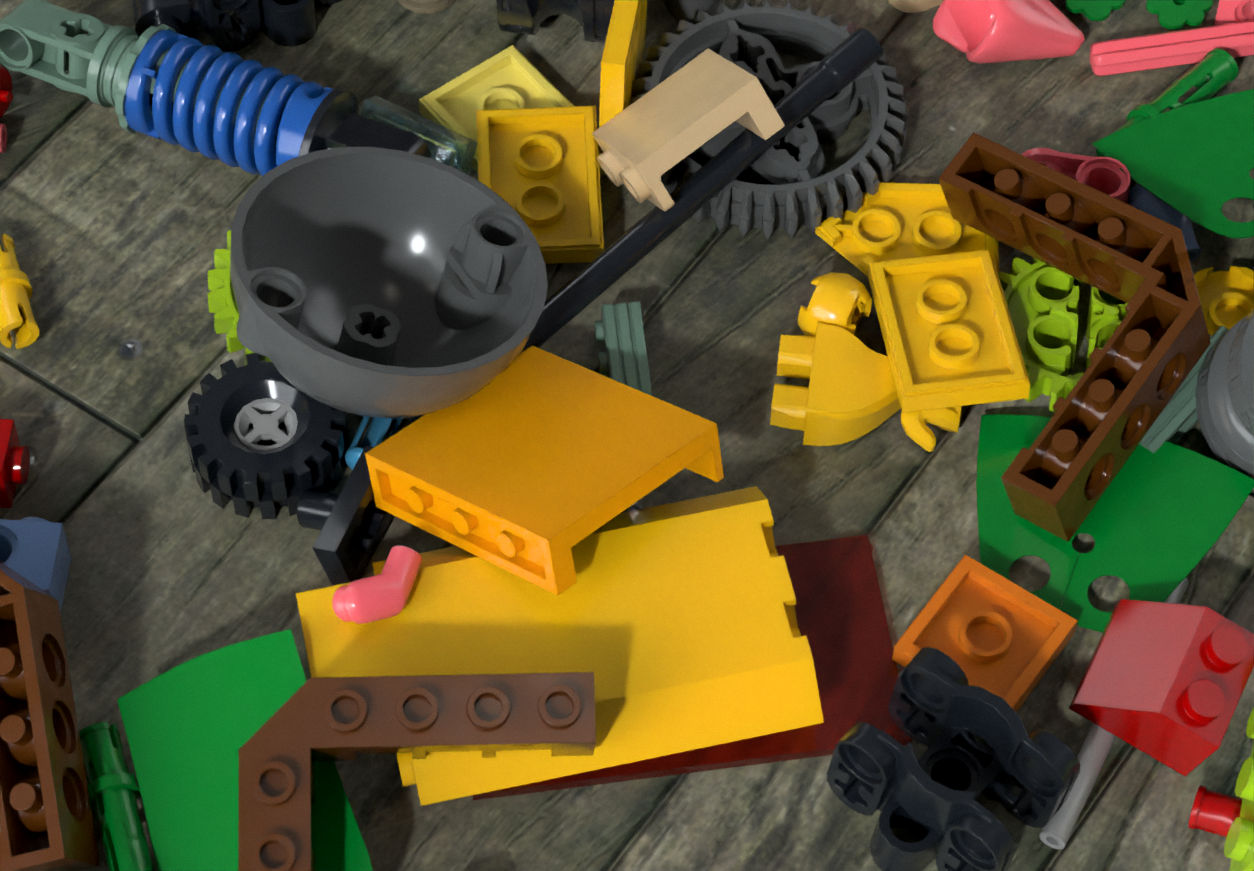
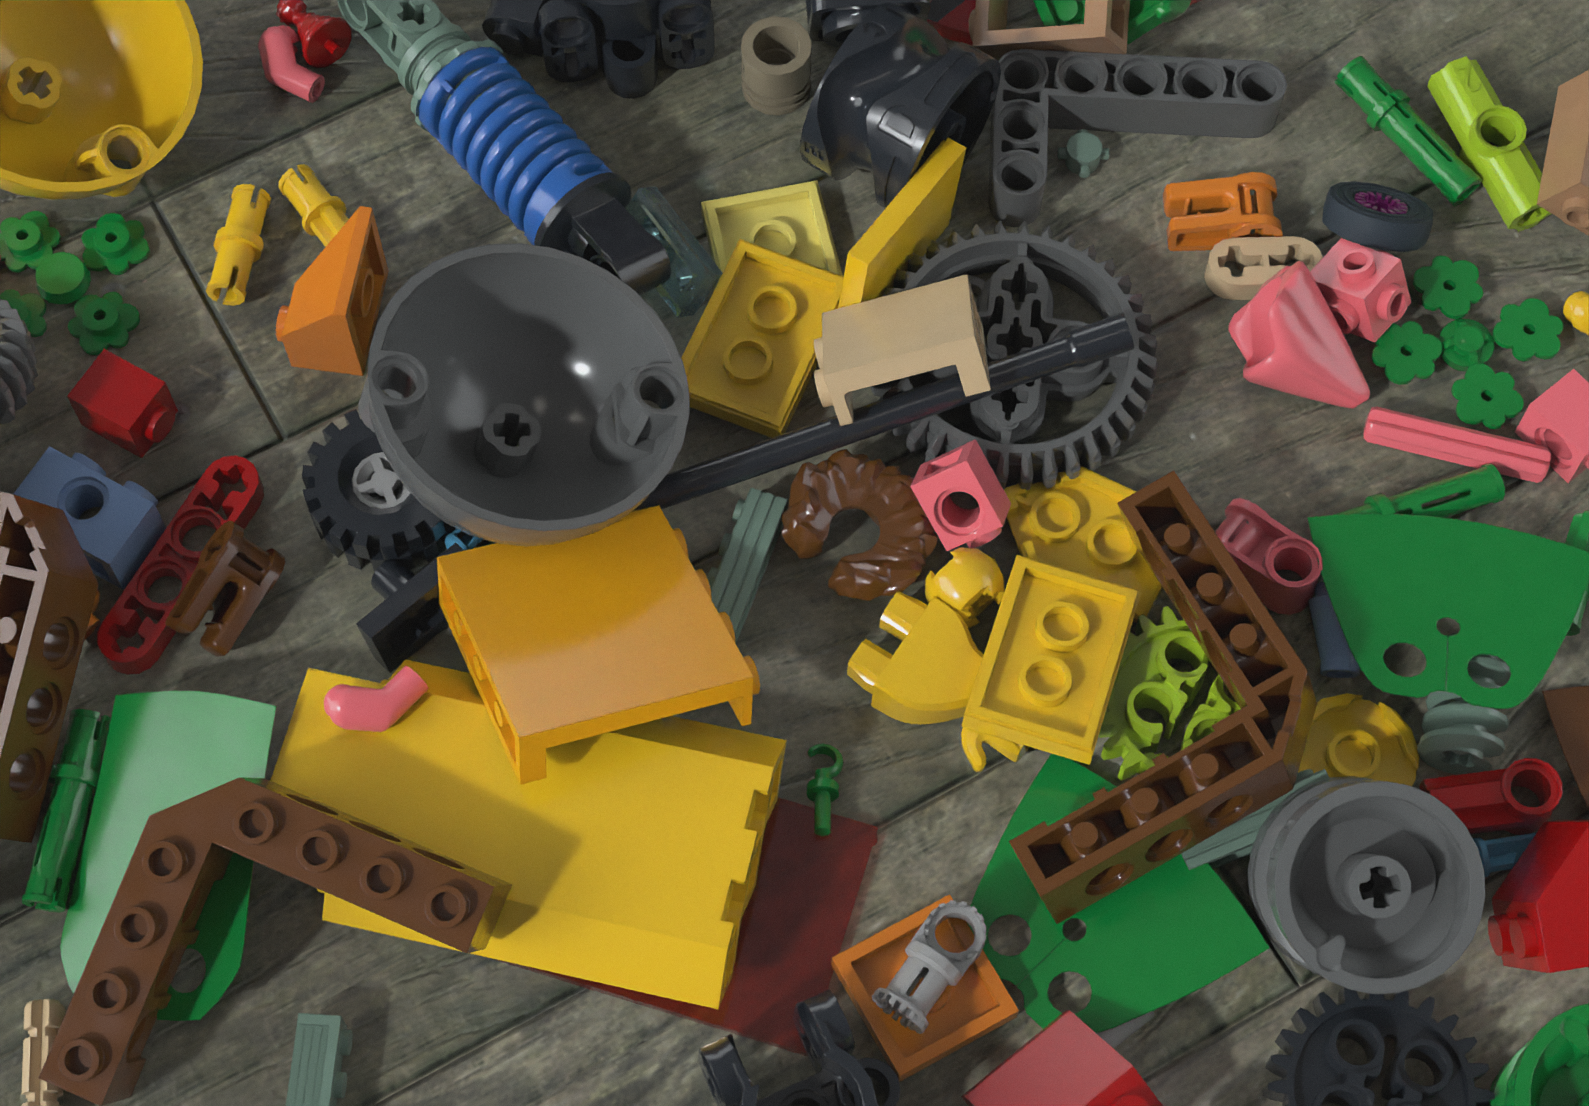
camera: 25 degrees right, 10 degrees up
(73, 236) = (320, 212): none -> yellow axle
(112, 576) = (172, 559): none -> red beam
(133, 298) = (337, 301): none -> orange slope
(166, 574) = (248, 577): none -> reddish brown piece
(728, 273) = (886, 496): none -> reddish brown piece
(776, 218) = (961, 471): none -> coral brick
(802, 521) = (823, 788): none -> green hand
(988, 607) = (933, 963): none -> light grey connector

